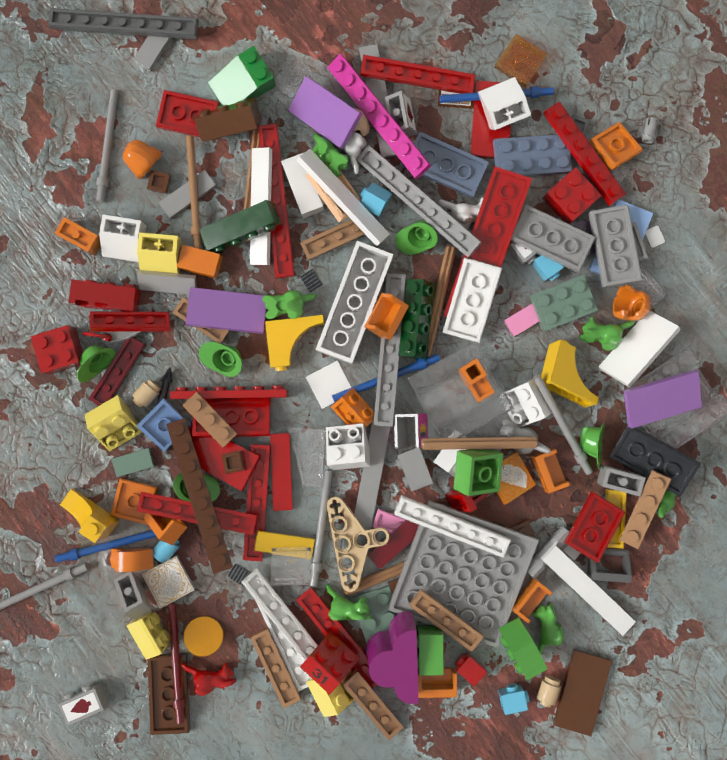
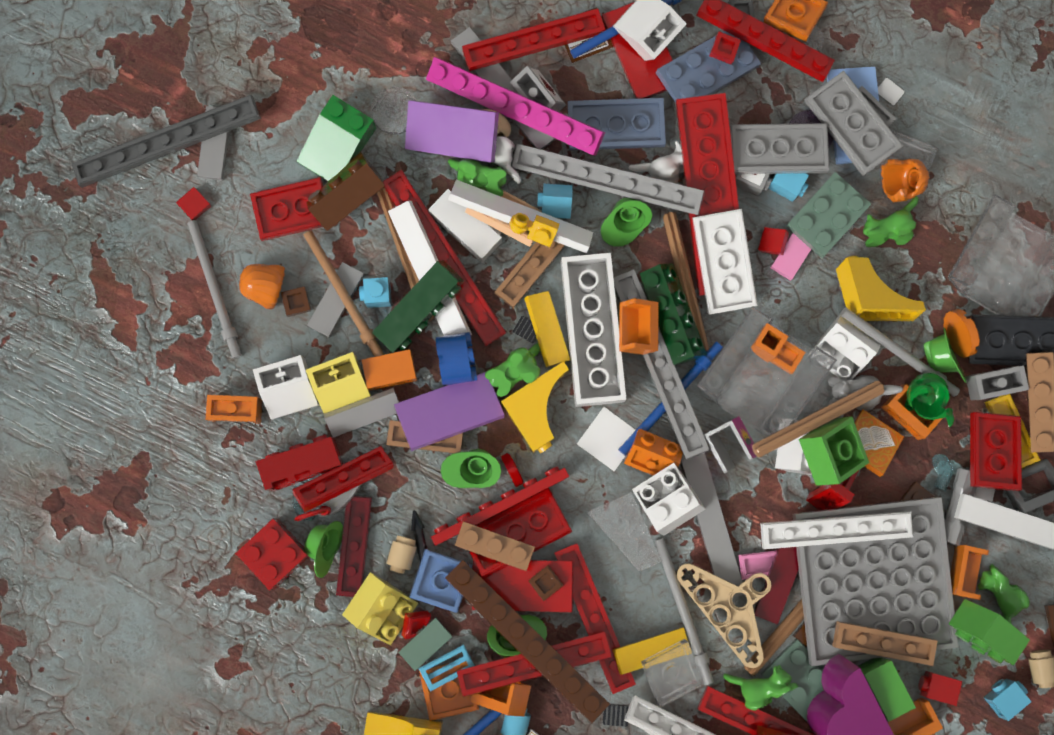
camera: 30 degrees left, 5 degrees down
(121, 78) = (193, 204): none -> red tile
(132, 444) = (414, 622): none -> red tile
(154, 485) = (466, 657): none -> medium azure tile
(217, 202) = (376, 292): none -> medium azure brick
(248, 276) = (456, 358): none -> blue brick
(251, 366) = (512, 469): none -> red tile
(281, 471) = (605, 568): red tile -> none
(324, 286) = (547, 329): none -> yellow tile
(350, 212) = (540, 230): none -> yellow plate
(414, 469) = (756, 487): light grey brick -> none
(515, 302) = (773, 241): none -> red tile
(550, 146) = (724, 47): none -> red plate
(552, 522) = (944, 470): none -> clear light blue arm
(566, 466) = (928, 397): none -> green hair
(571, 196) = (775, 91): red brick -> none
(614, 433) = (961, 333): none -> orange tile
(639, 348) = (939, 224): white tile -> none
(662, 398) = (996, 267): medium lavender tile -> none

